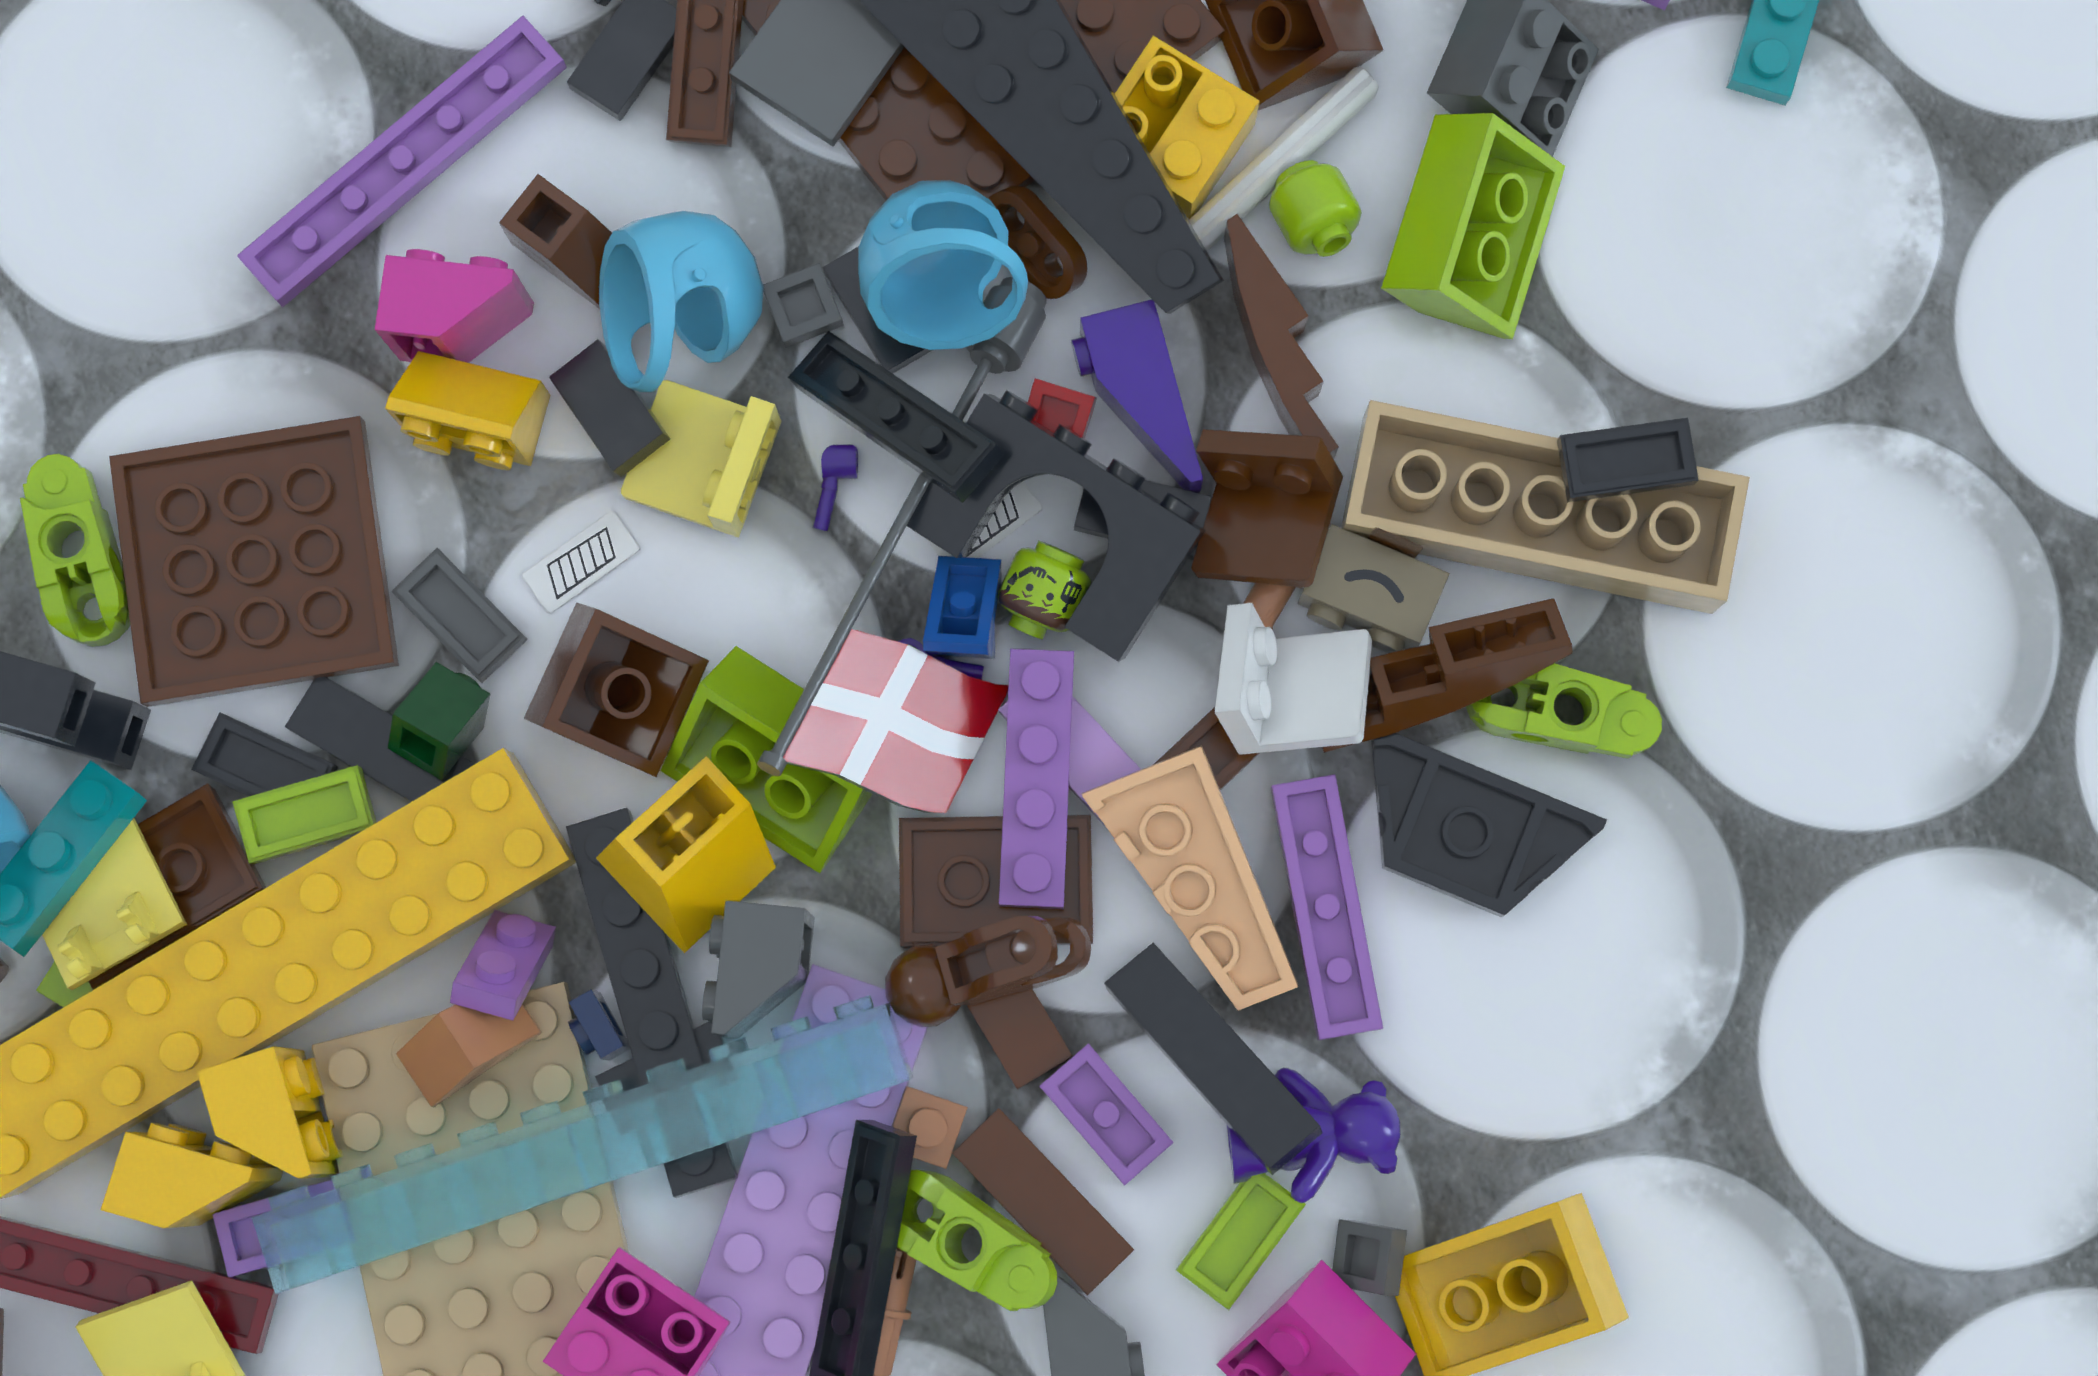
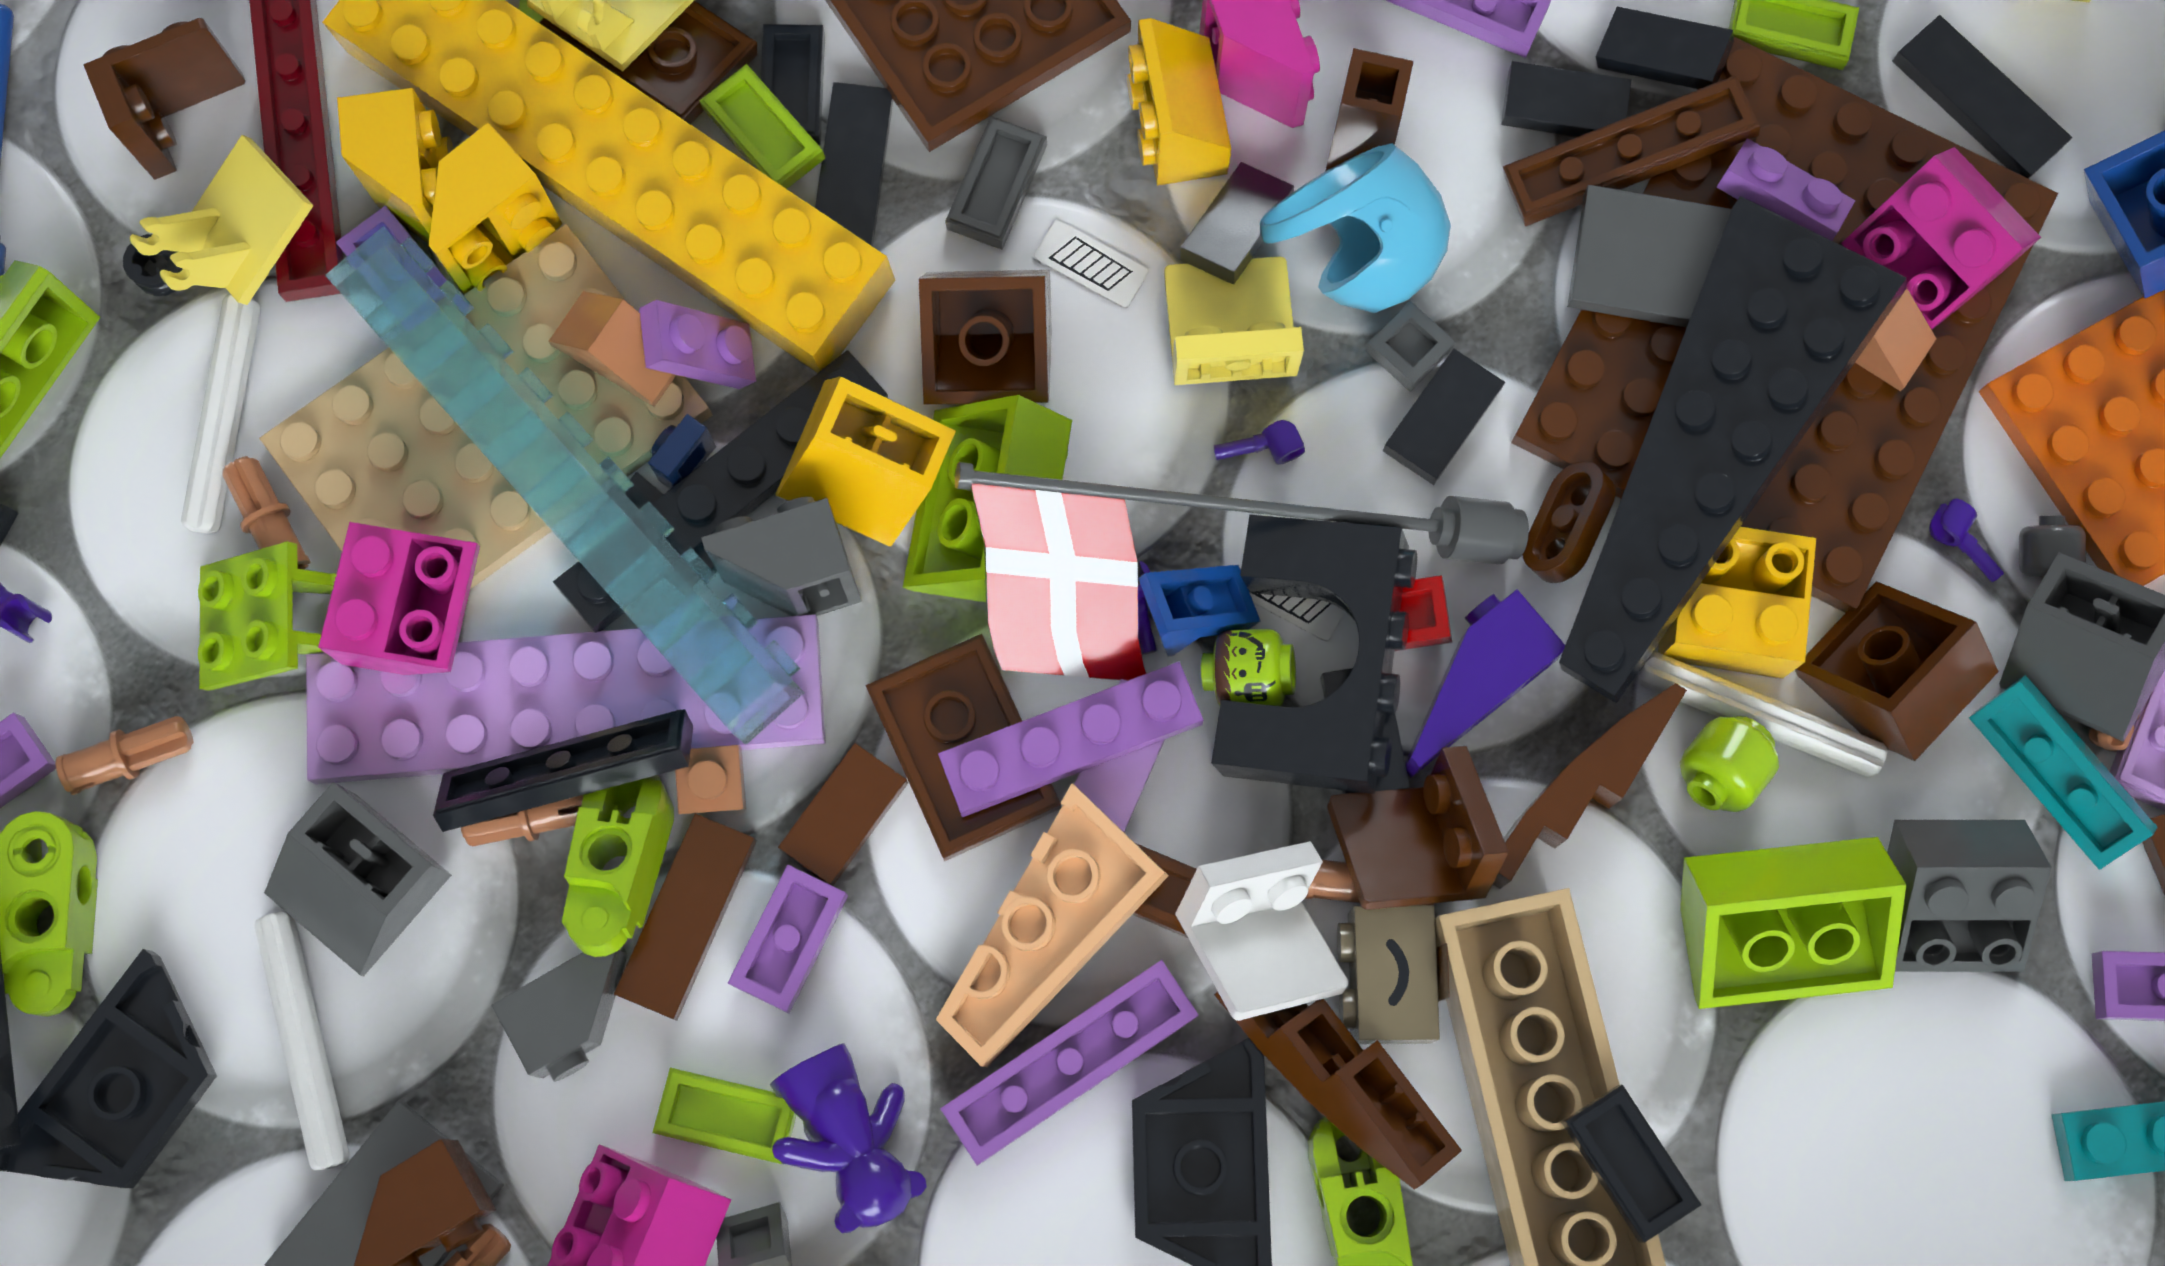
camera: 65 degrees right, 5 degrees down
(438, 720) = (892, 199): dark green brick -> none
(896, 416) = (1344, 465): black tile -> none
(929, 263) = (1499, 431): medium azure piece -> none
(990, 962) = (874, 760): reddish brown piece -> none
(1213, 1058) = (876, 1014): black tile -> none

